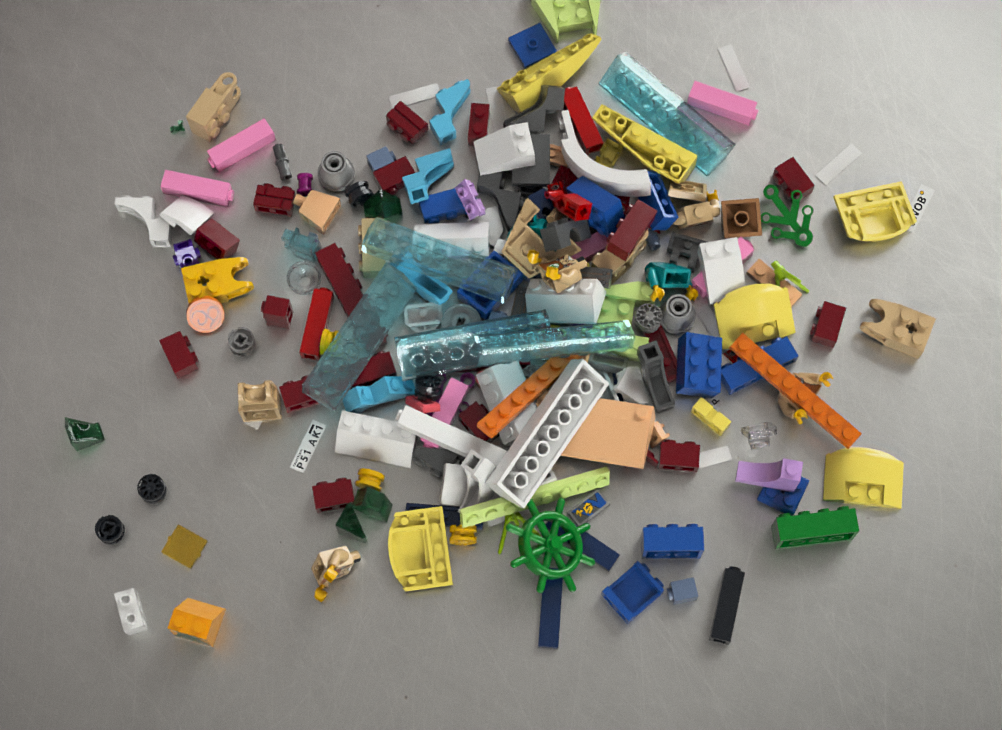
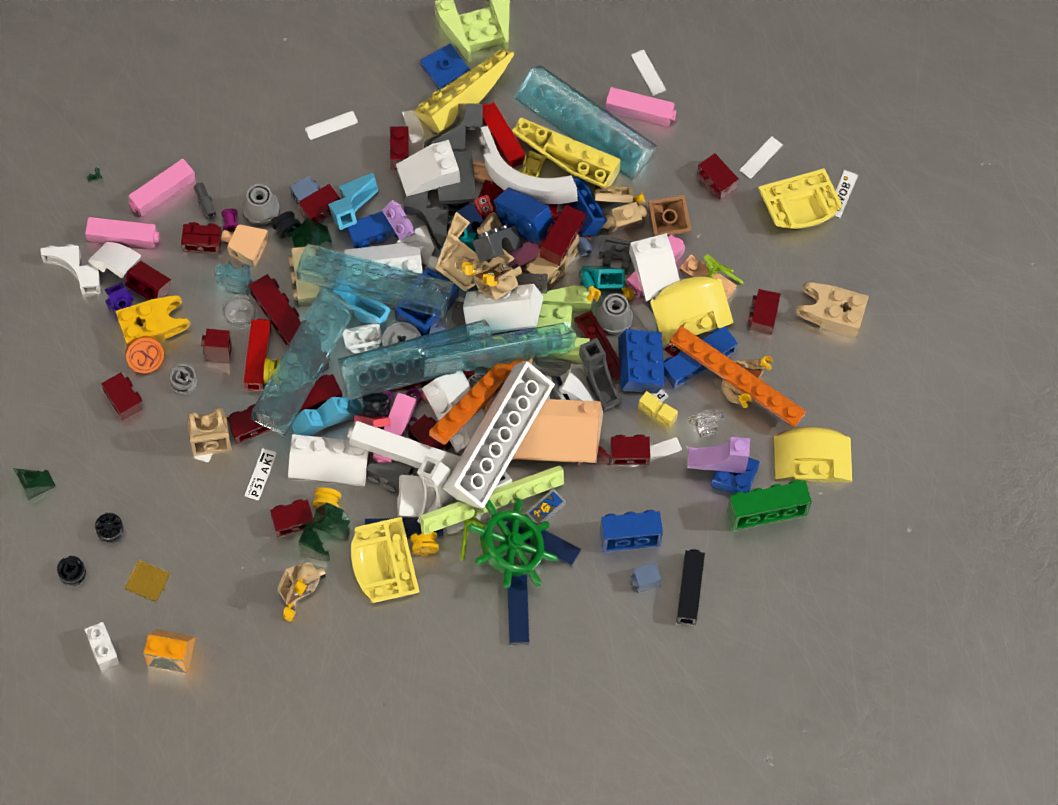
camera: 10 degrees left, 5 degrees down
(213, 108) = (130, 153): tan brick -> none
(406, 122) = (326, 151): dark red brick -> none
(449, 103) = (367, 129): medium azure arch -> none
(570, 204) = (499, 215): red piece -> none
(633, 592) = (597, 583): blue panel -> none
(648, 318) = (587, 320): light grey wheel -> none
(658, 435) = (607, 431): light nougat tile -> none
(789, 218) = (717, 212): green plant -> none

